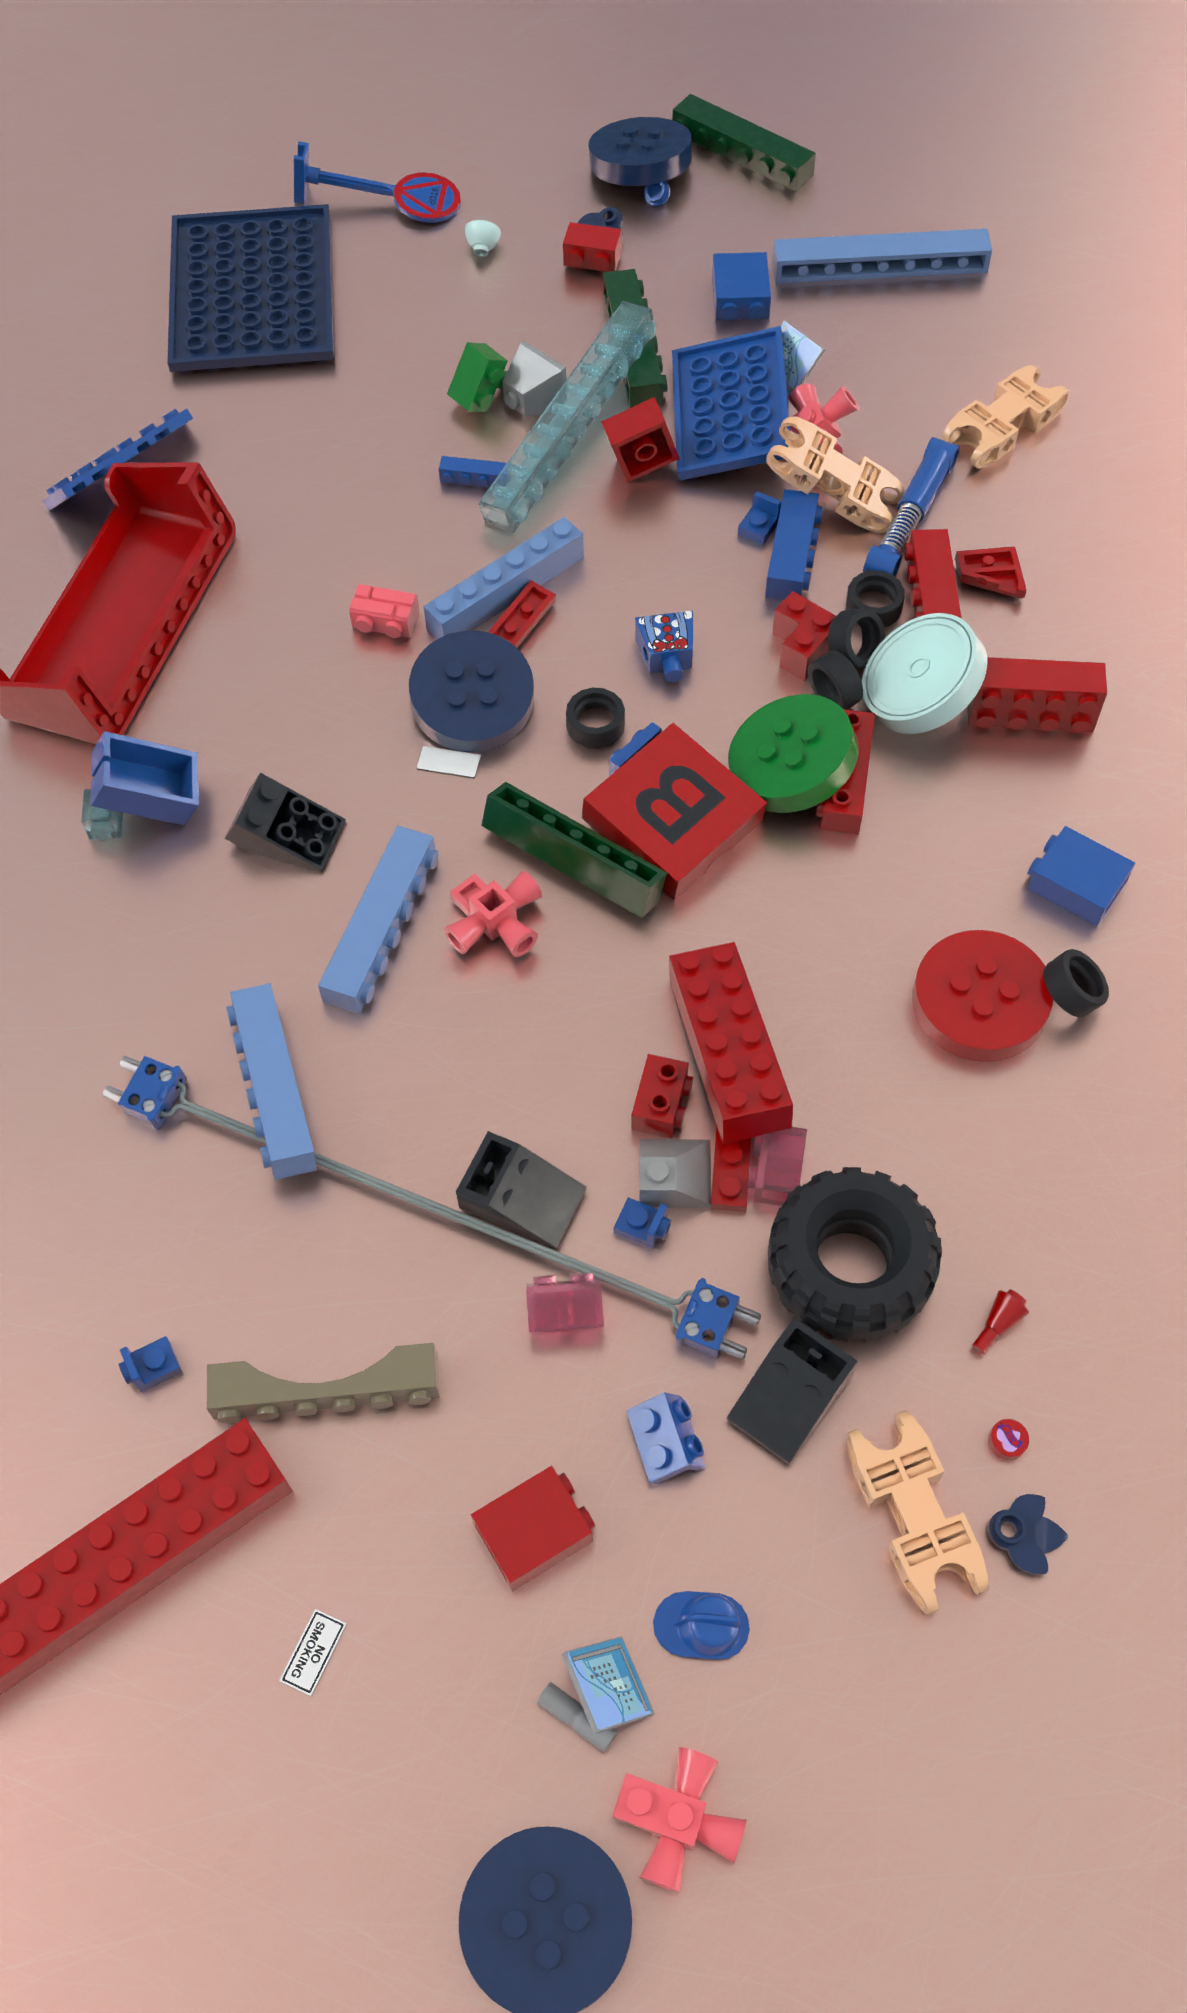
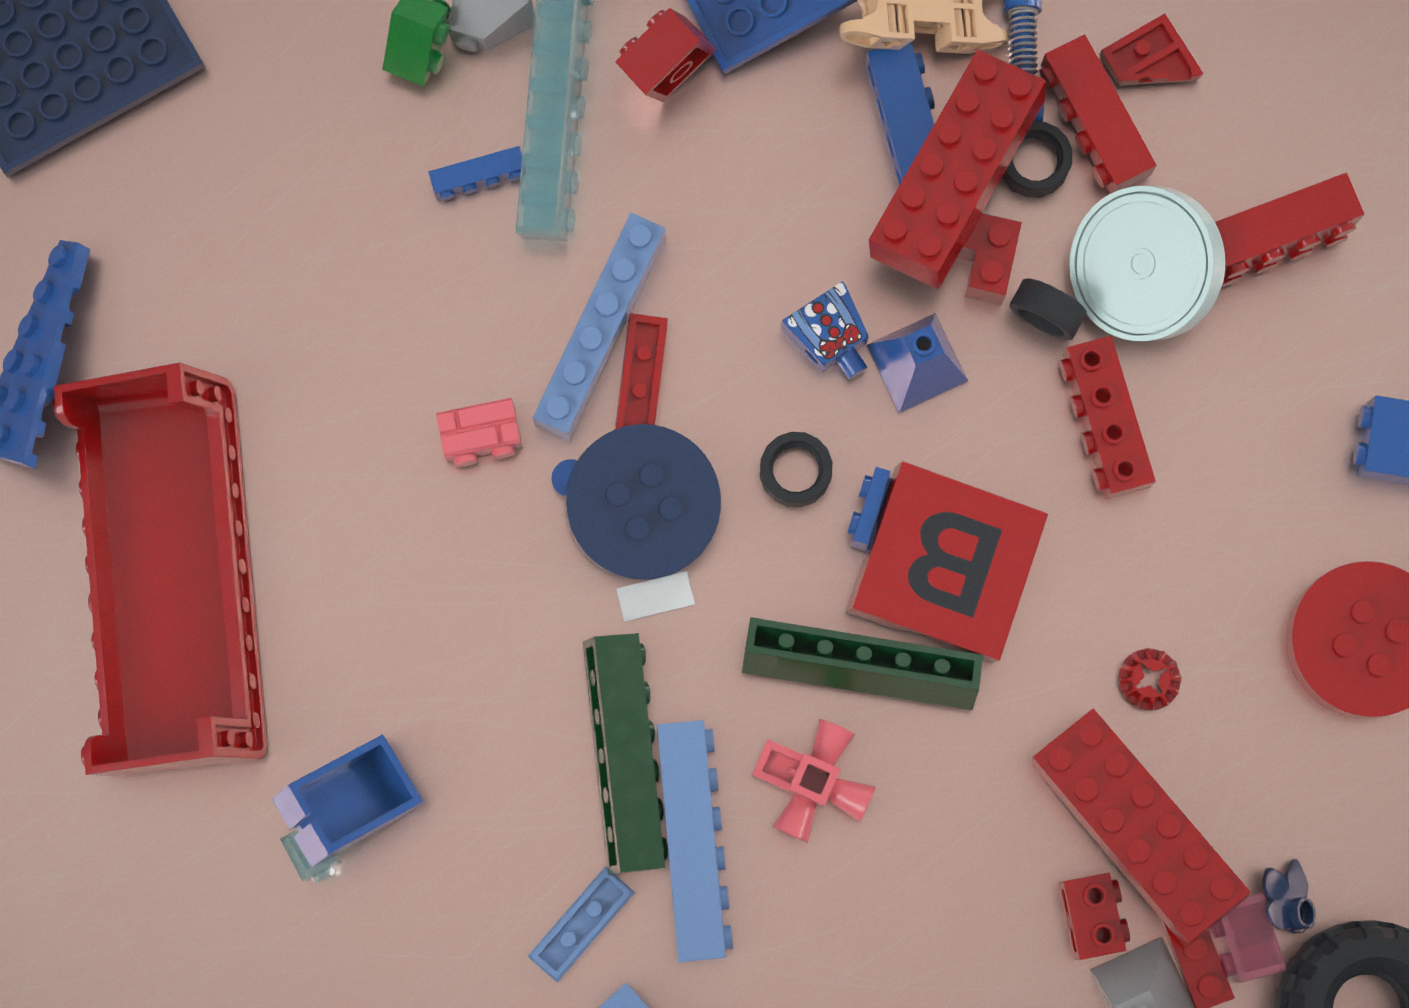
camera: 25 degrees left, 20 degrees up
(265, 944) = (581, 924): none -> medium blue tile
(284, 825) = (523, 771): black slope -> none
(362, 841) = (624, 753): none -> dark green brick
(722, 680) = (917, 363): none -> blue slope
(761, 518) = (851, 96): blue bracket -> none
(783, 965) = (1146, 697): none -> red gear
(795, 752) = (1046, 432): green brick -> none
(809, 563) = (957, 169): none -> red brick
(825, 1147) = (1288, 899): none -> dark blue plate
(841, 630) = (1031, 232): black tyre -> none

